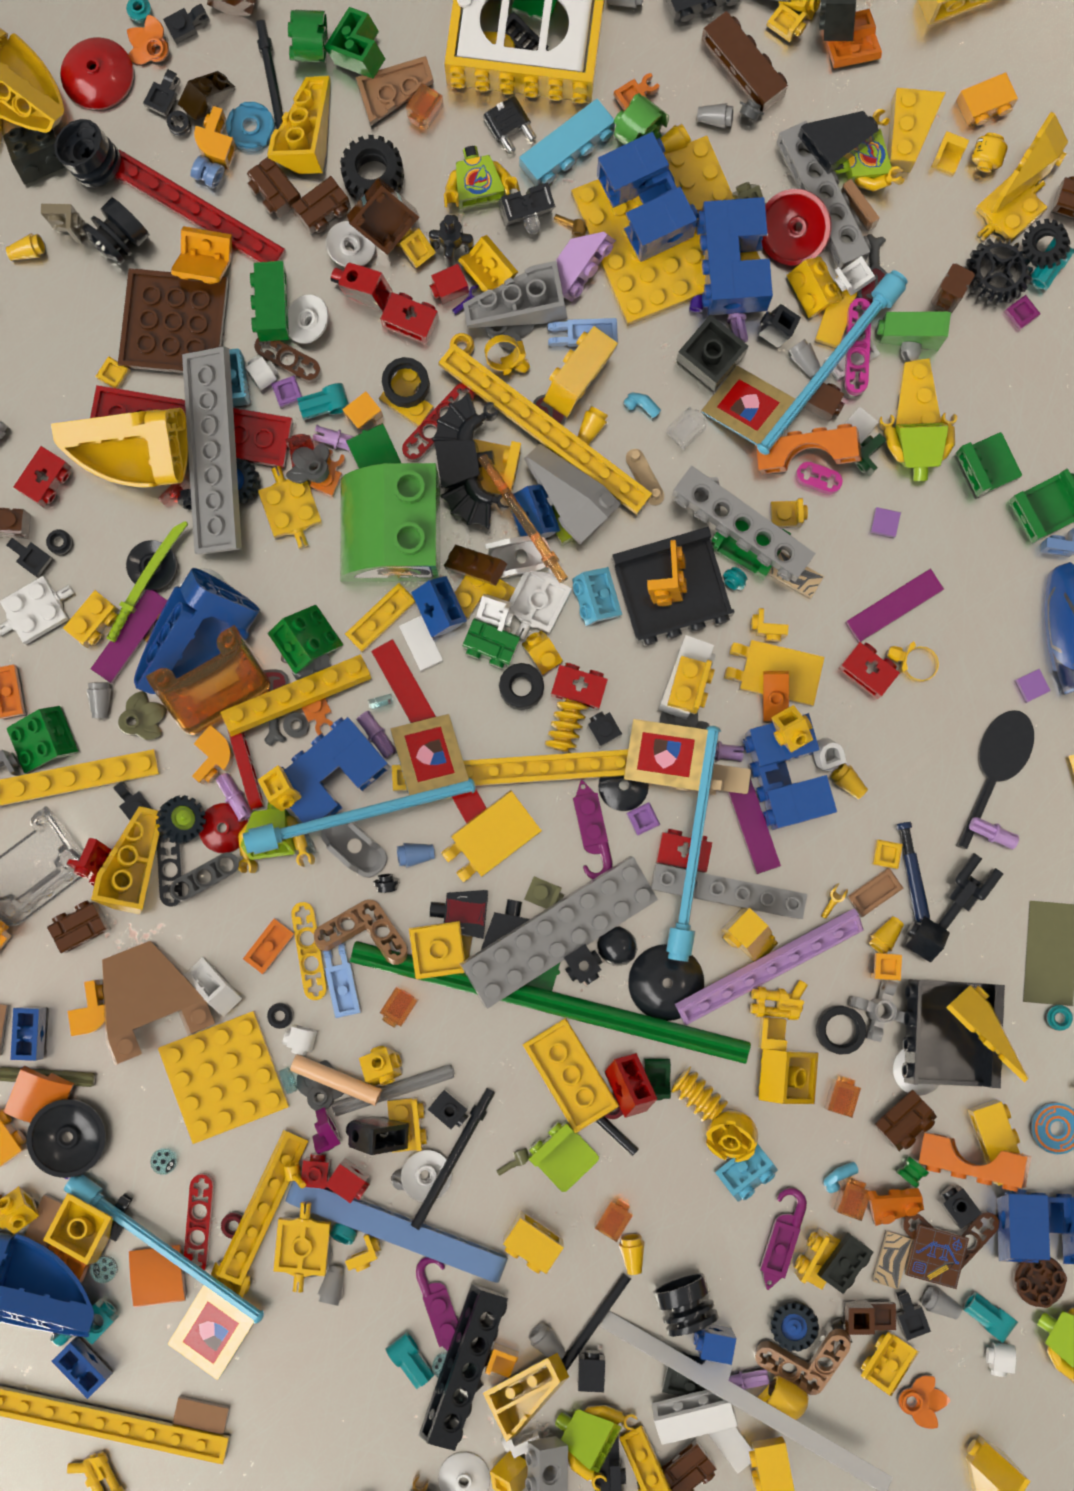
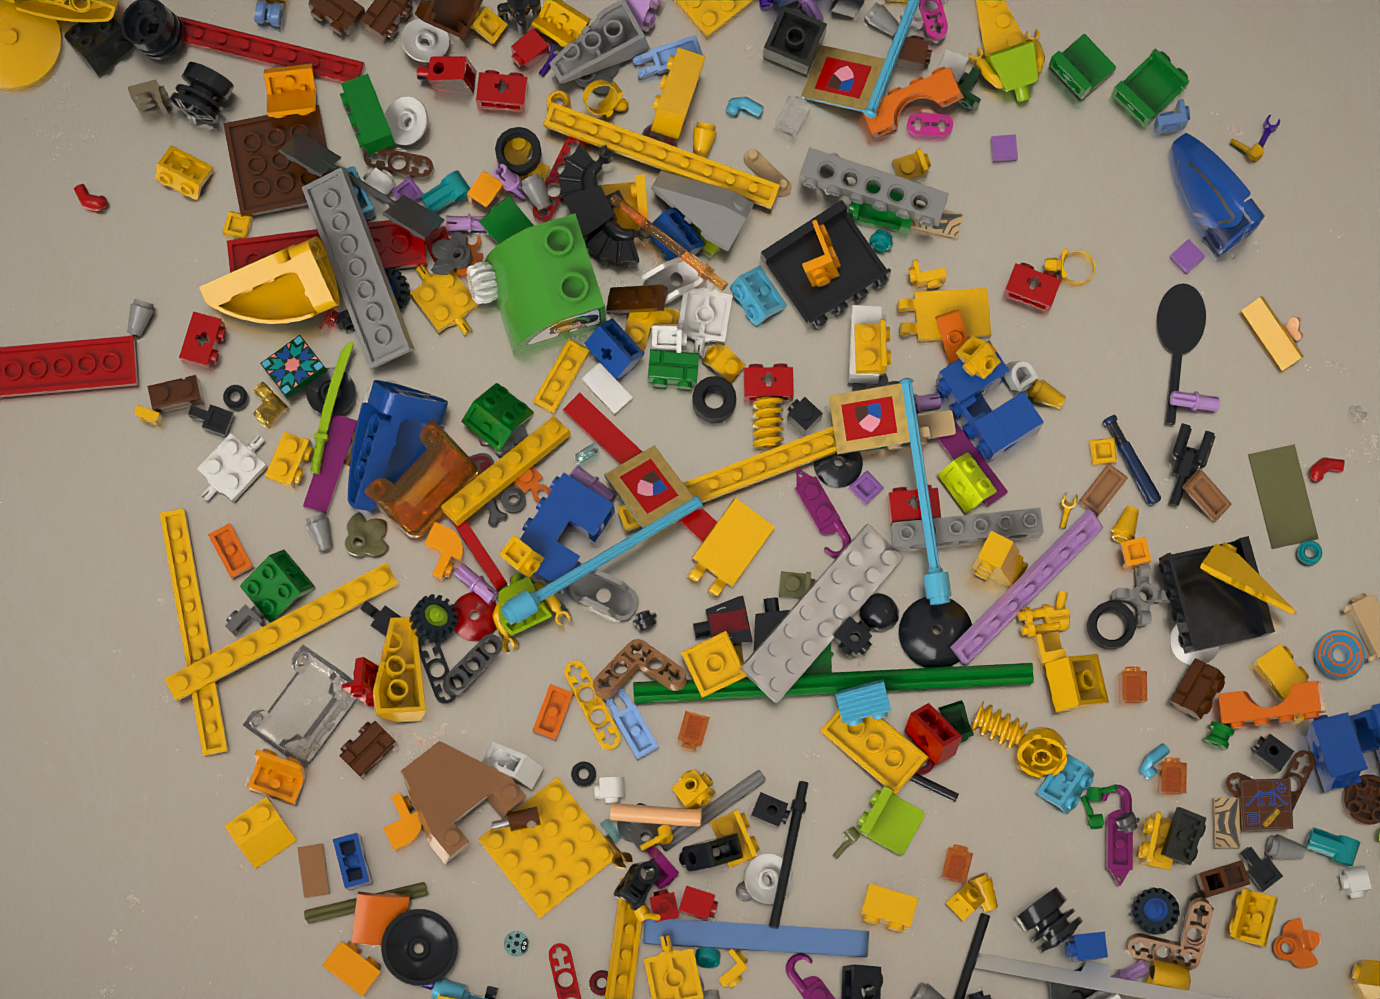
camera: 20 degrees left, 5 degrees down
(26, 248) = (119, 133): yellow cone -> none
(75, 304) = (183, 172): none -> yellow bracket
(90, 563) = (272, 406): none -> clear yellow piece
(122, 529) = (293, 366): none -> tile
(201, 1044) = (519, 820): none -> reddish brown piece
(273, 410) = (402, 212): none -> dark grey hinge
(292, 1110) = (618, 861): none -> pearl gold hand
(293, 1145) = (633, 887): none -> black piece
(329, 502) = (482, 282): none -> white gear
(337, 1104) = (665, 837): none -> yellow hand
(389, 410) = (510, 180): none -> lavender axle
(411, 427) = (536, 191): none -> light grey cone
(413, 854) = (663, 584): medium blue cone -> none
(571, 1033) = (863, 702): none -> medium azure brick
(611, 1258) = (965, 901): none -> yellow bracket
(743, 845) = (966, 482): none -> neon yellow bracket
(762, 1217) = (1094, 821): none -> green hand
(772, 1192) = (1095, 793): none -> green hand
(794, 1232) = (1127, 822): none -> dark grey plate
(894, 605) = (1037, 221): magenta tile -> none
(896, 1205) = (1212, 769): orange wing -> none
(926, 938) = (1163, 516): black brick -> none
(976, 930) = (1206, 495): none -> medium nougat tile

